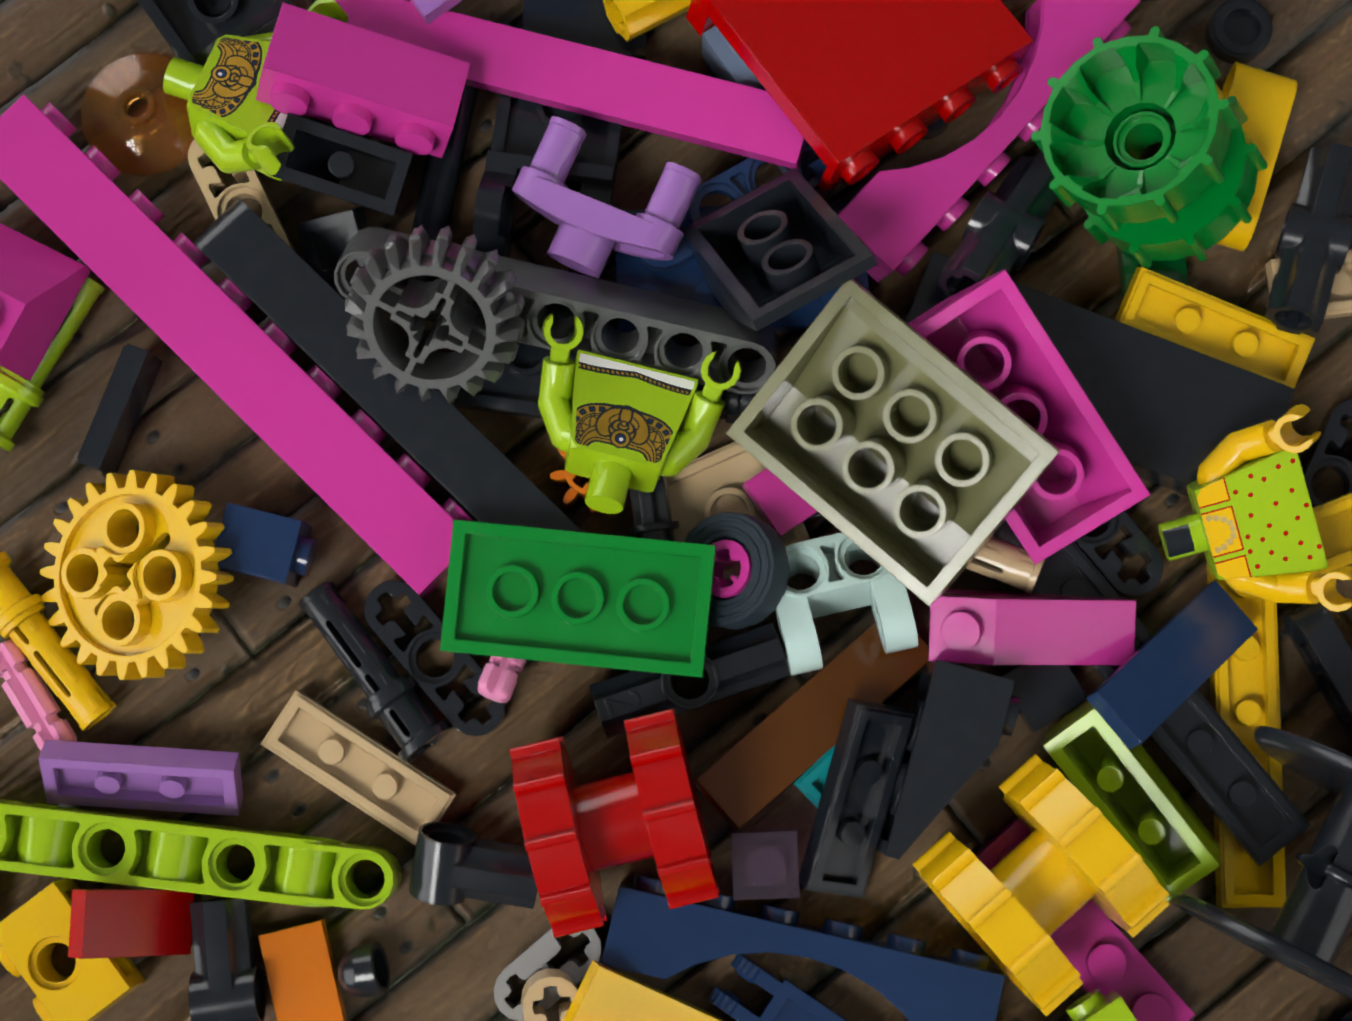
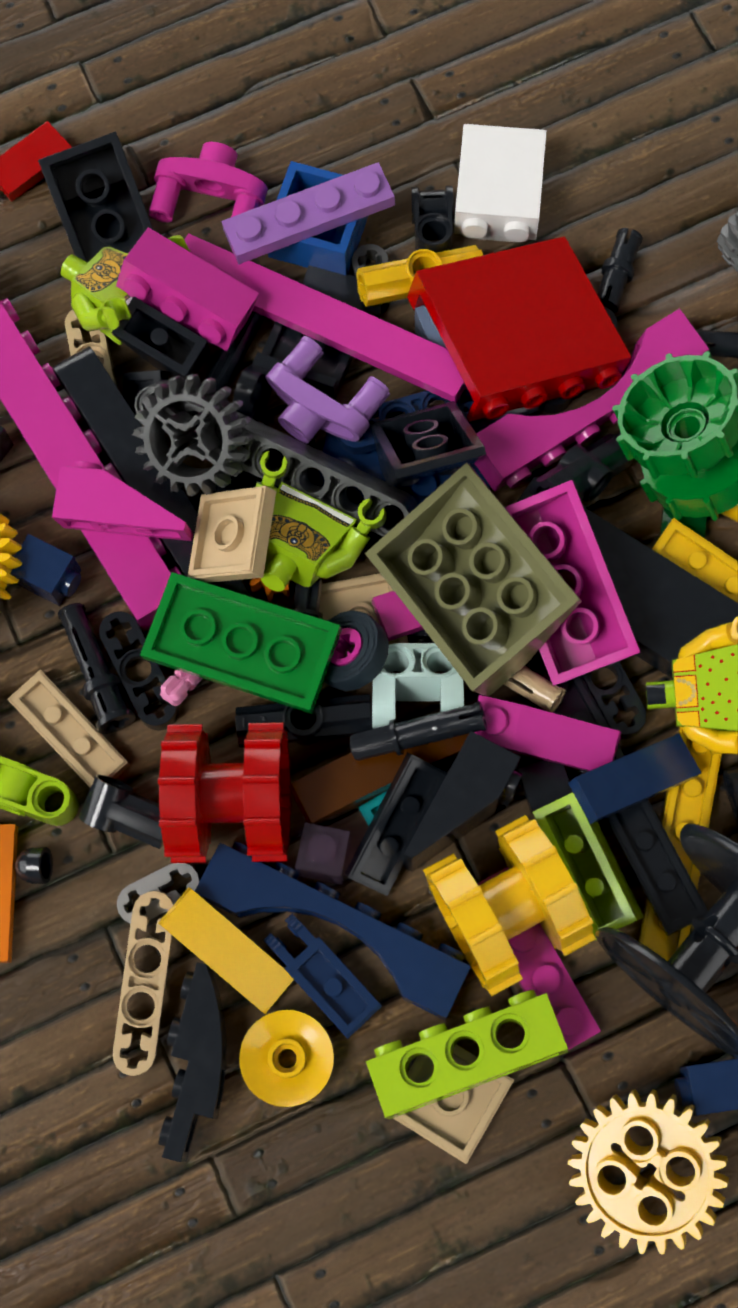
camera: 15 degrees right, 10 degrees down
(143, 143) = (39, 306): clear orange dish -> none
(326, 438) = (102, 503): none -> dark pink slope
(528, 448) = (232, 535): none -> tan tile
(858, 672) = (417, 732): none -> black axle

